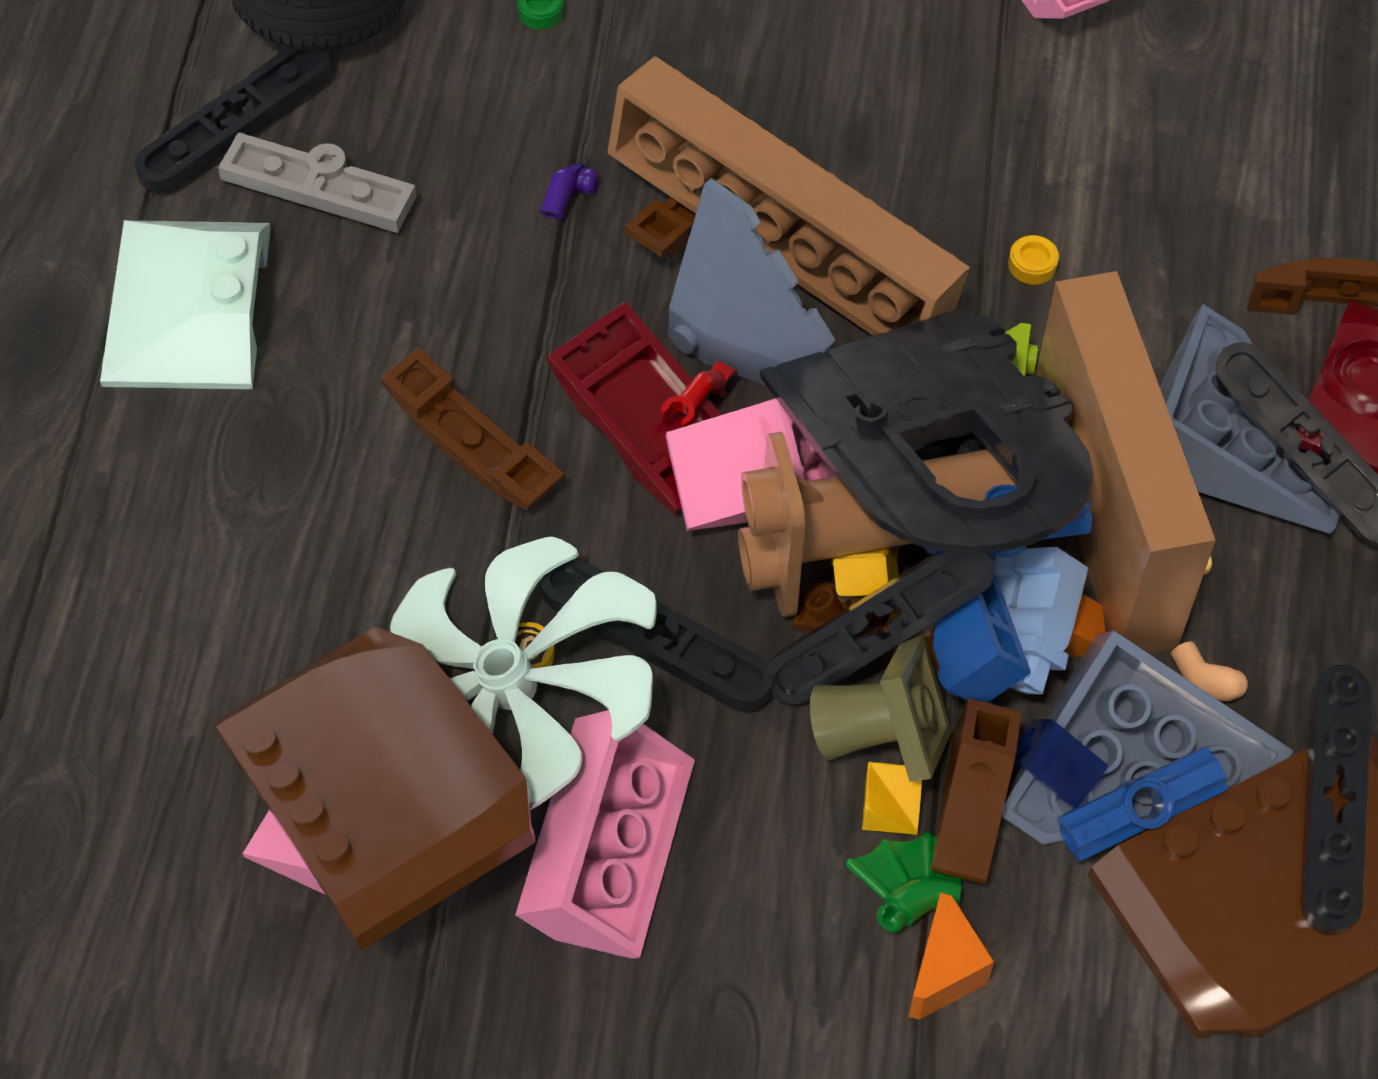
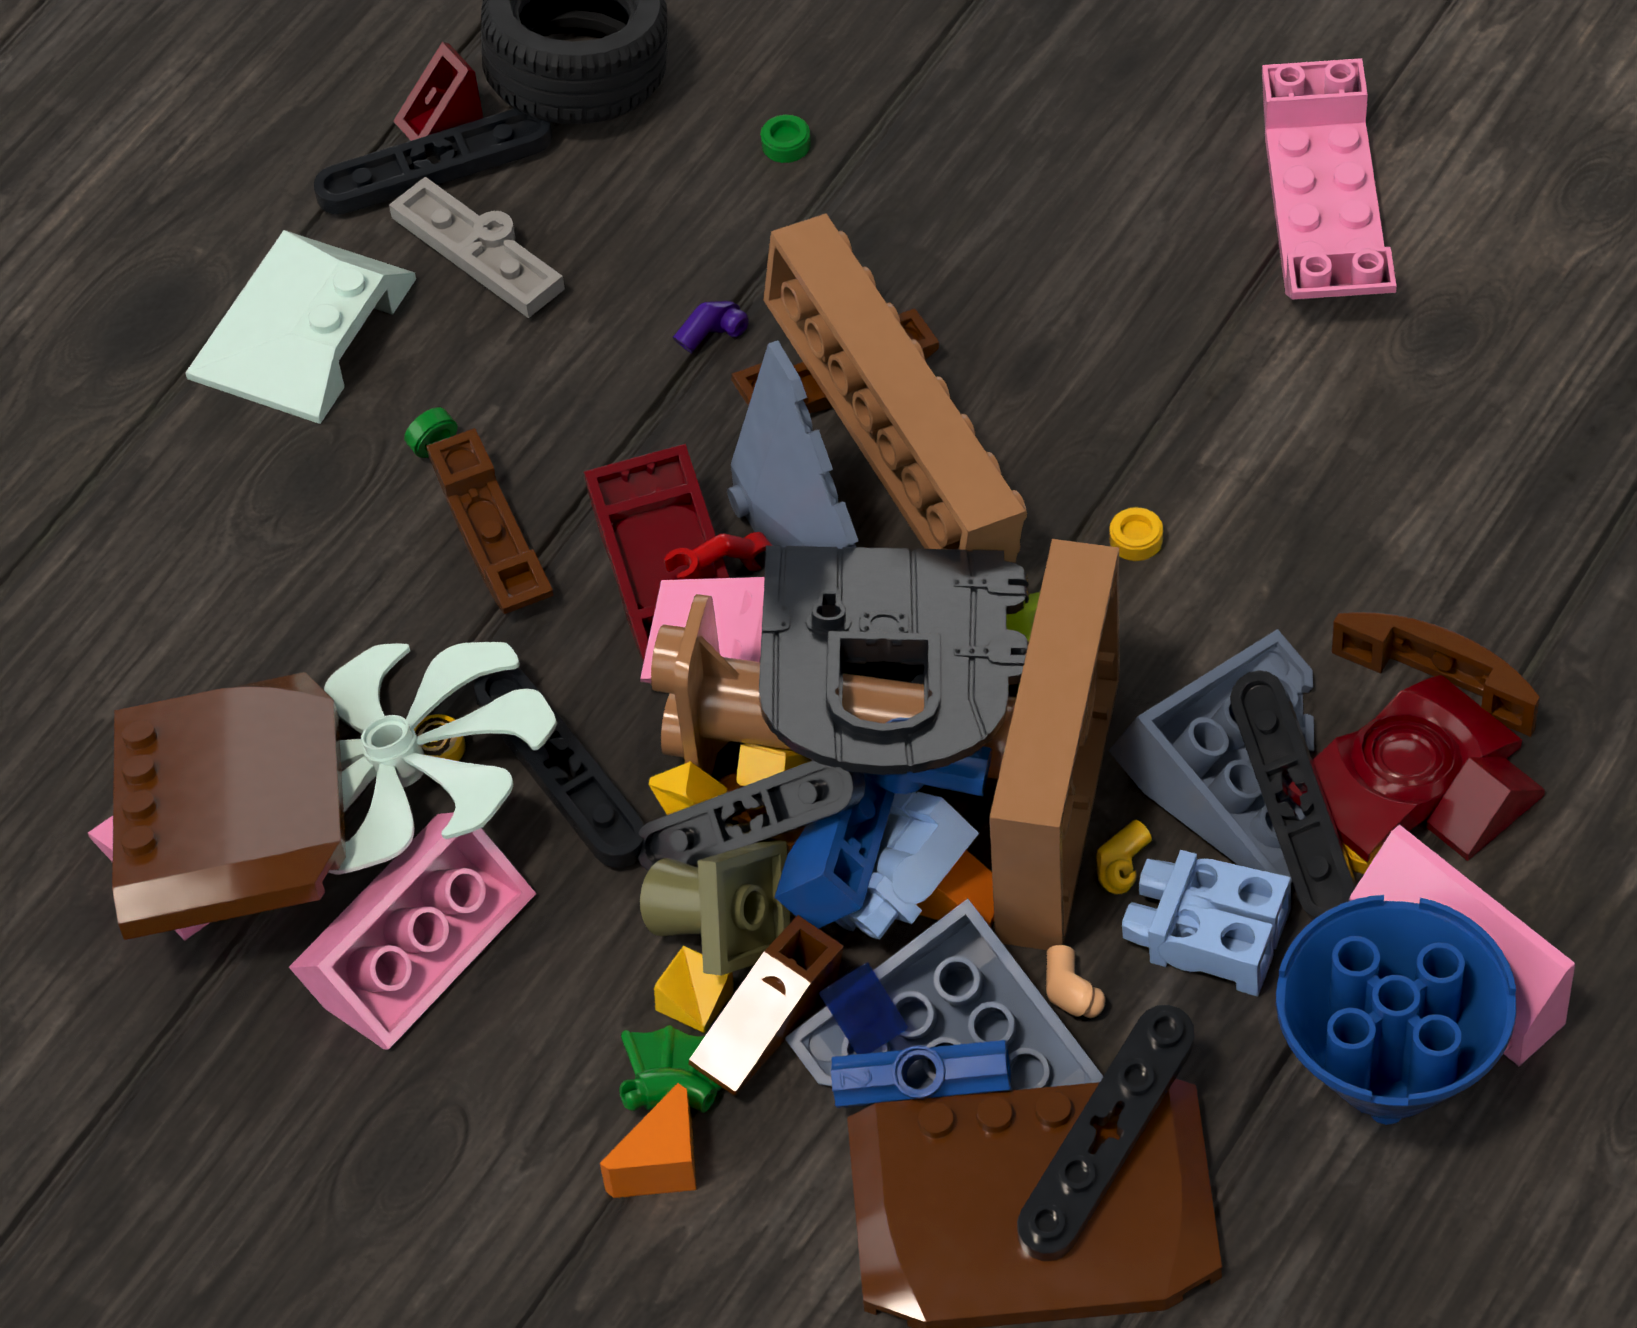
camera: 30 degrees right, 5 degrees down
(215, 56) = (442, 96): none -> dark red slope
(369, 364) = (429, 428): none -> green tile
(790, 618) = (684, 787): none -> yellow slope
(1295, 574) = (1210, 918): none -> light blue hips

